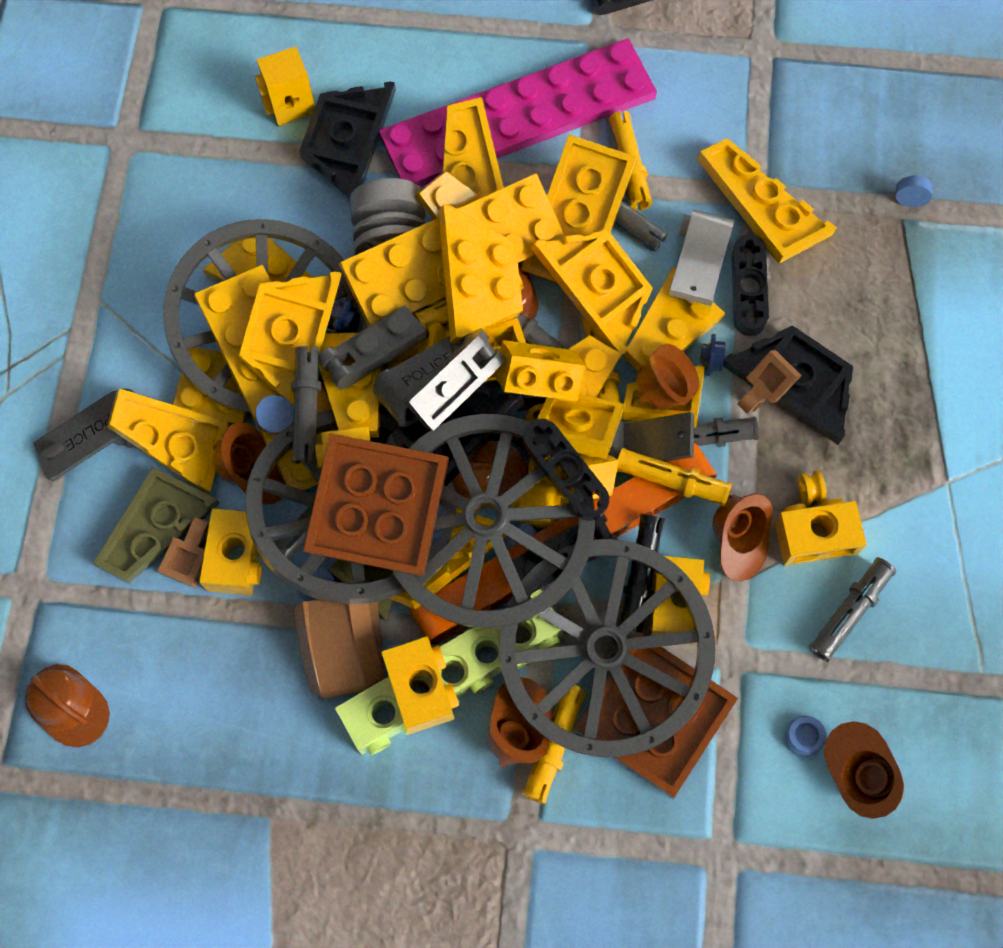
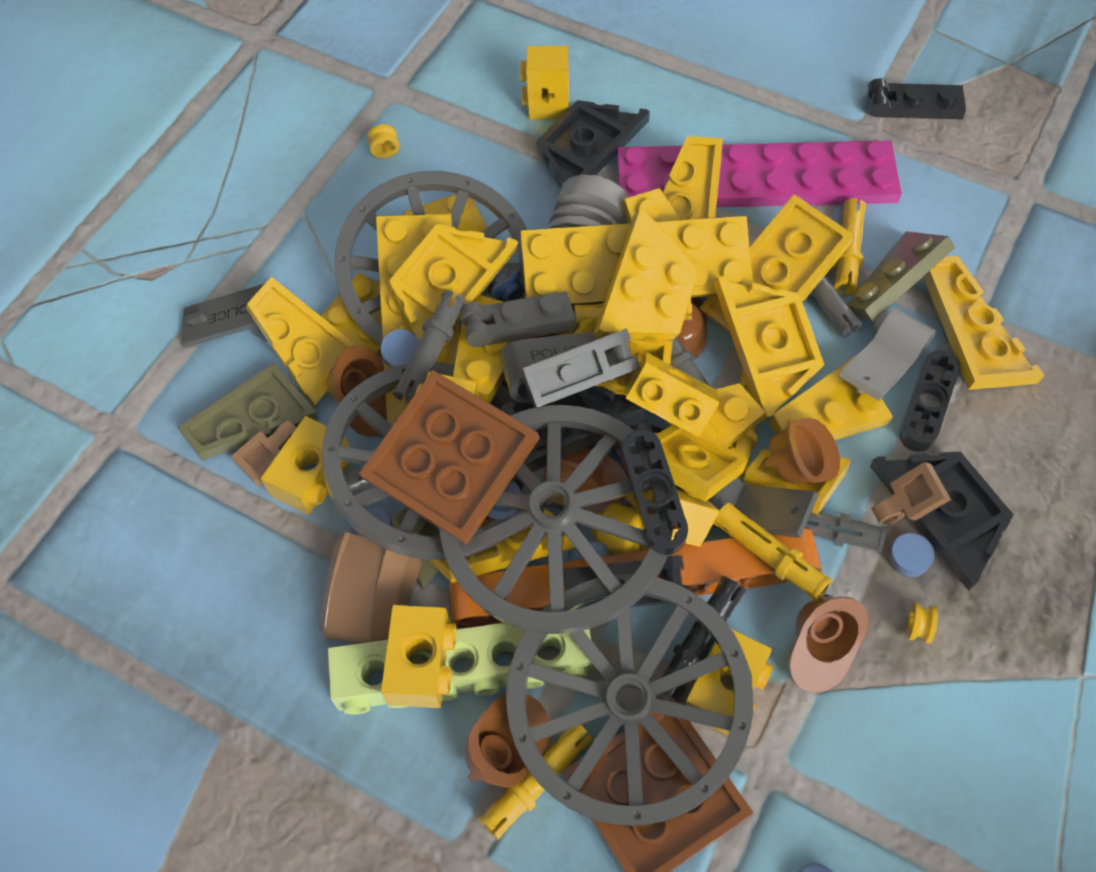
camera: 25 degrees right, 10 degrees down
(67, 706) = (90, 549): dark orange piece -> none
(147, 201) = (383, 141): none -> yellow bush
(682, 173) = (899, 270): none -> olive wing
(713, 355) = (863, 451): dark blue plate -> none
(782, 431) = (911, 555): none -> medium blue tile
(801, 545) = (888, 679): yellow brick -> none
(878, 575) = (935, 760): dark grey pin -> none

